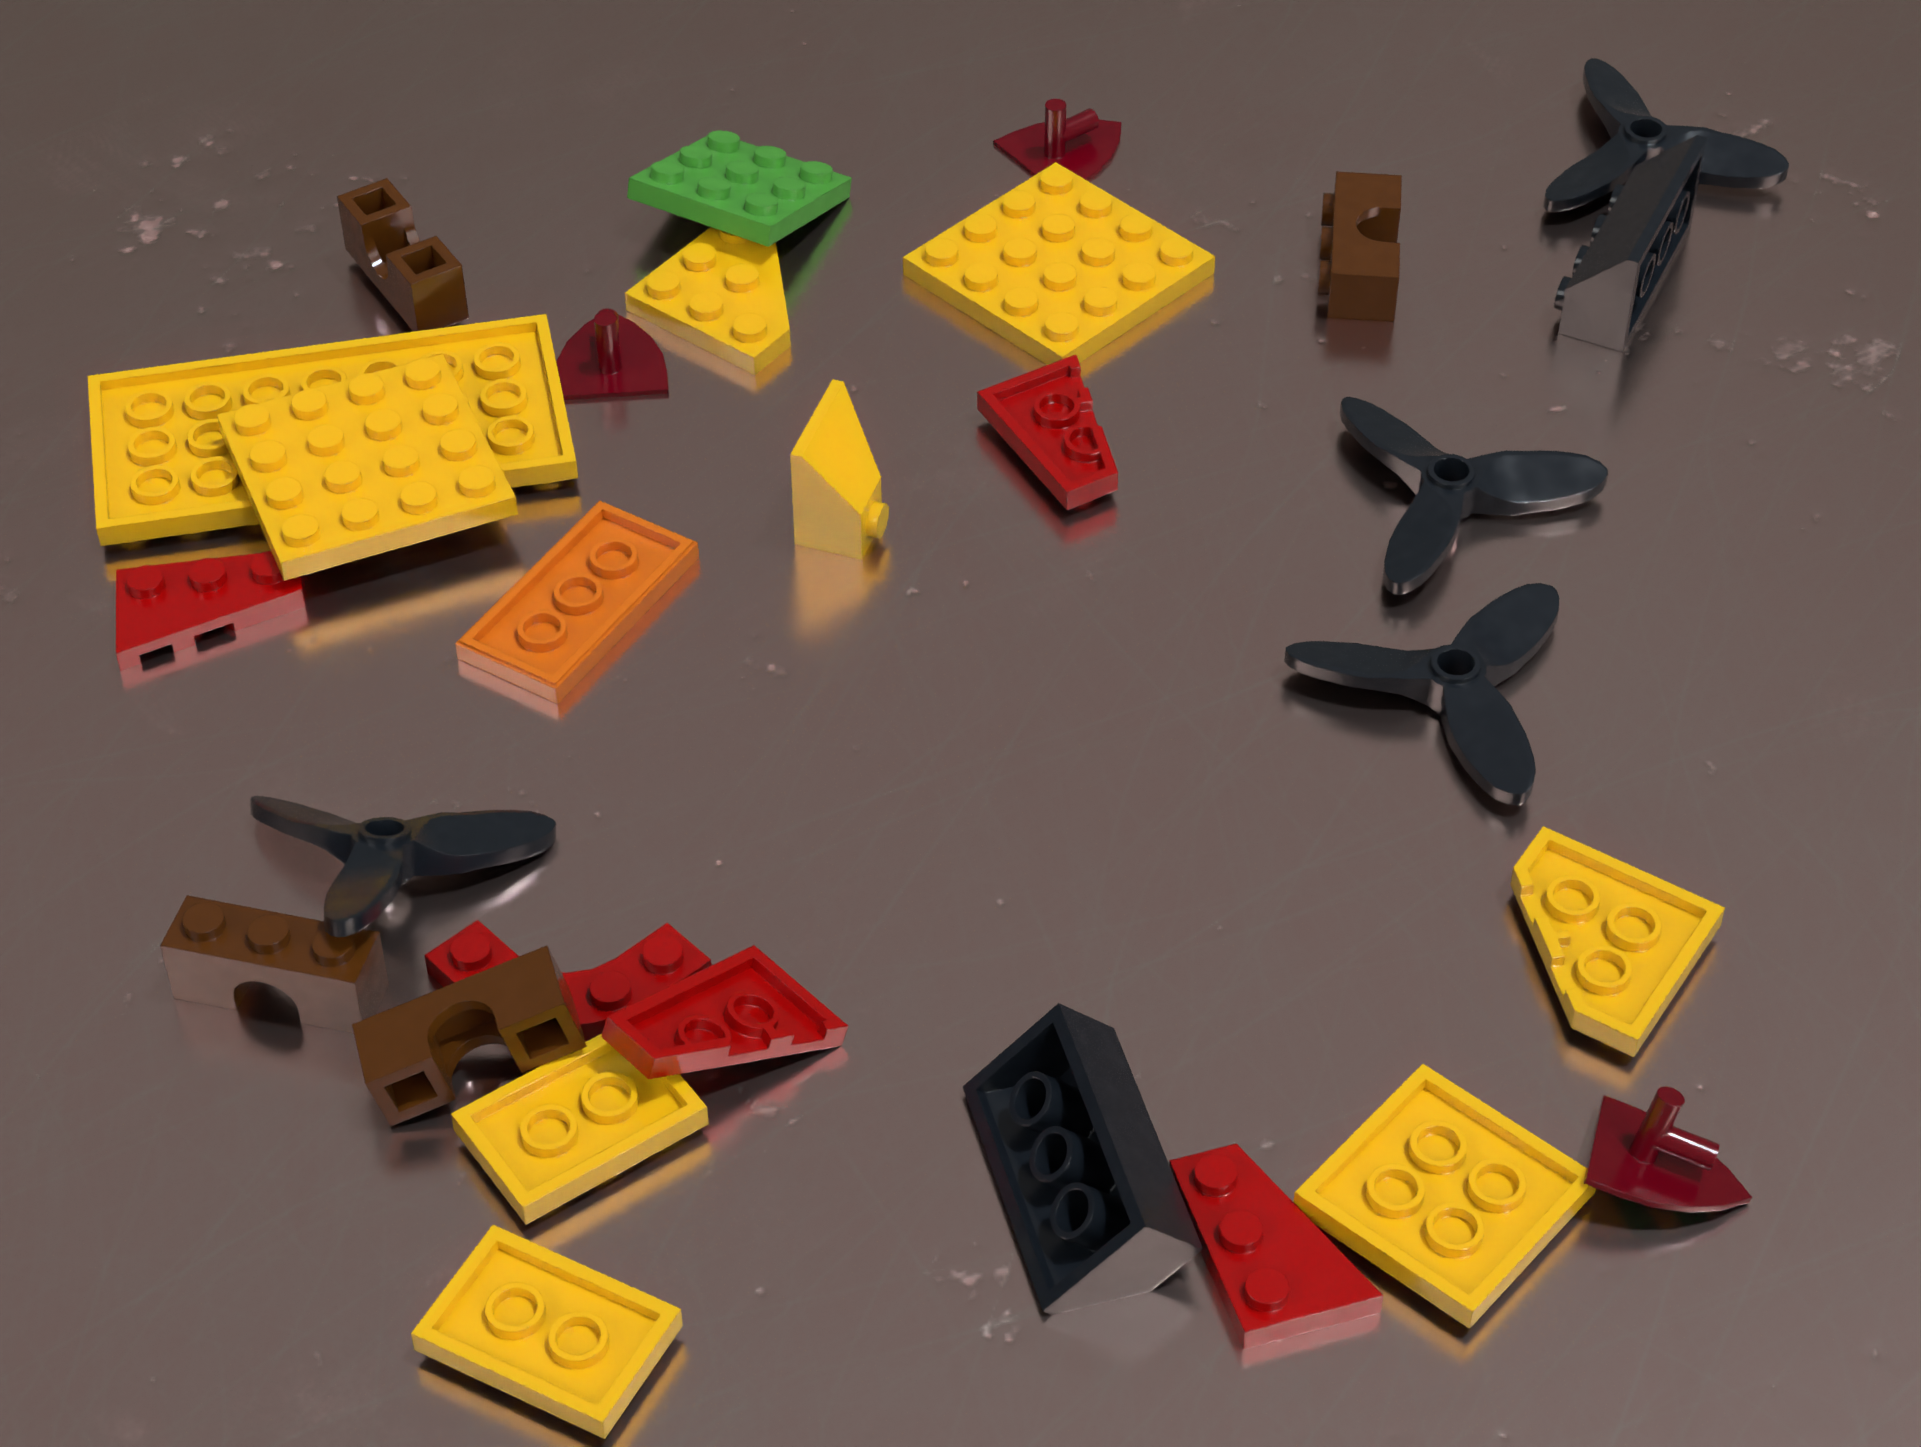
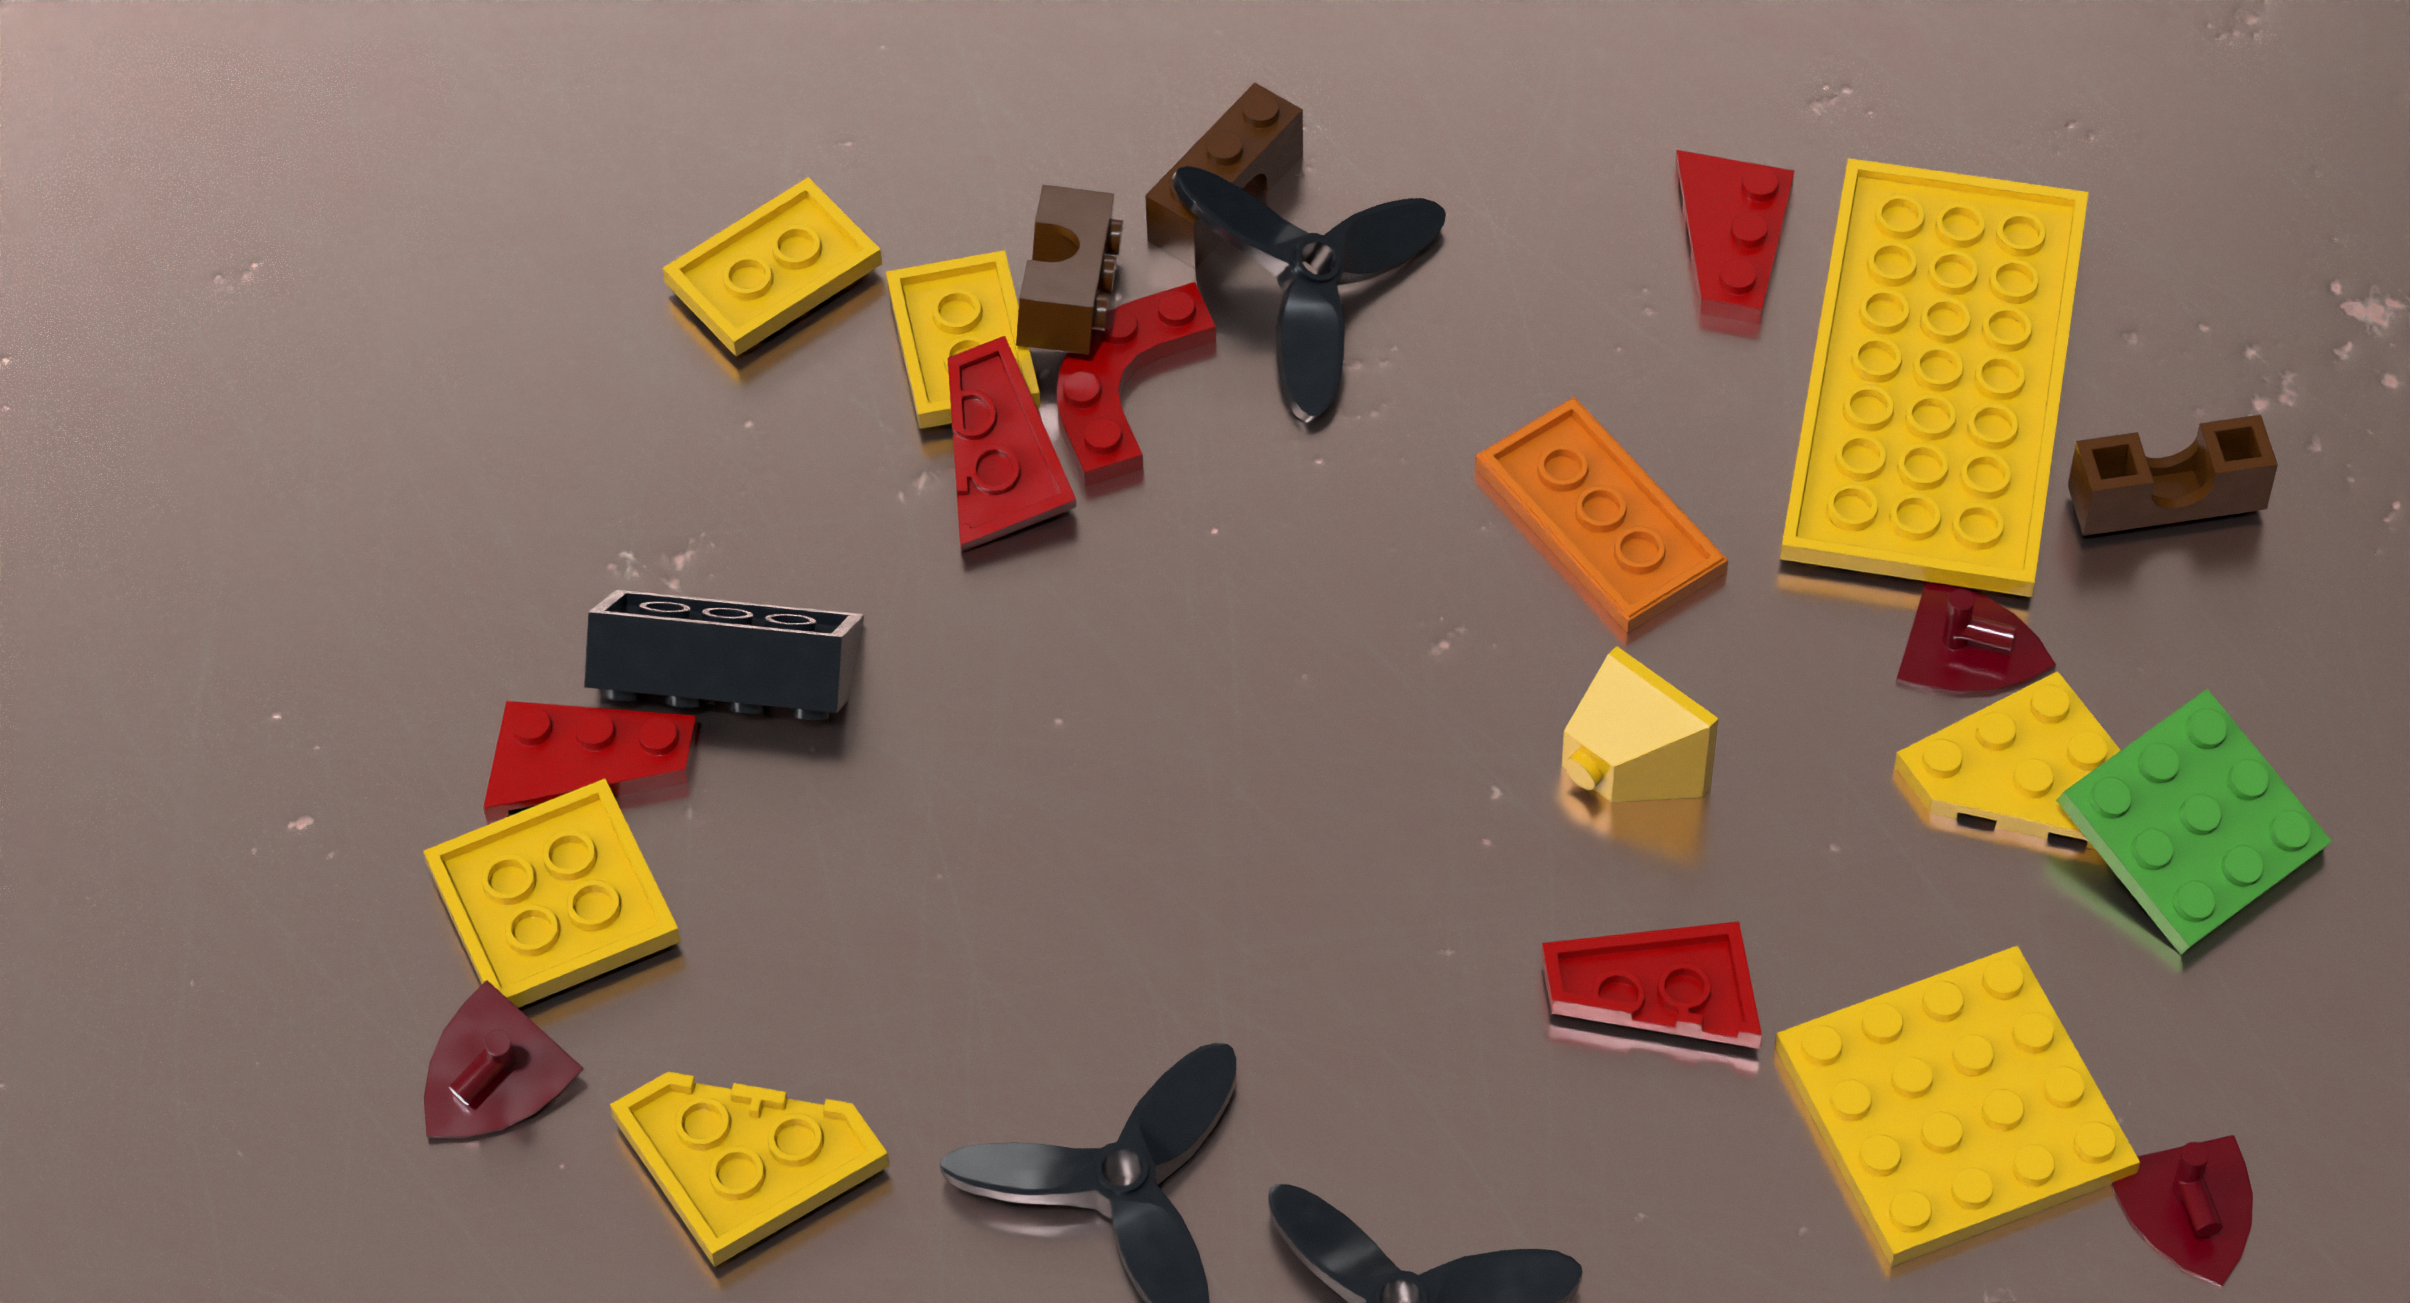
camera: 115 degrees right, 10 degrees up
(365, 466) = (1839, 369): yellow plate -> none

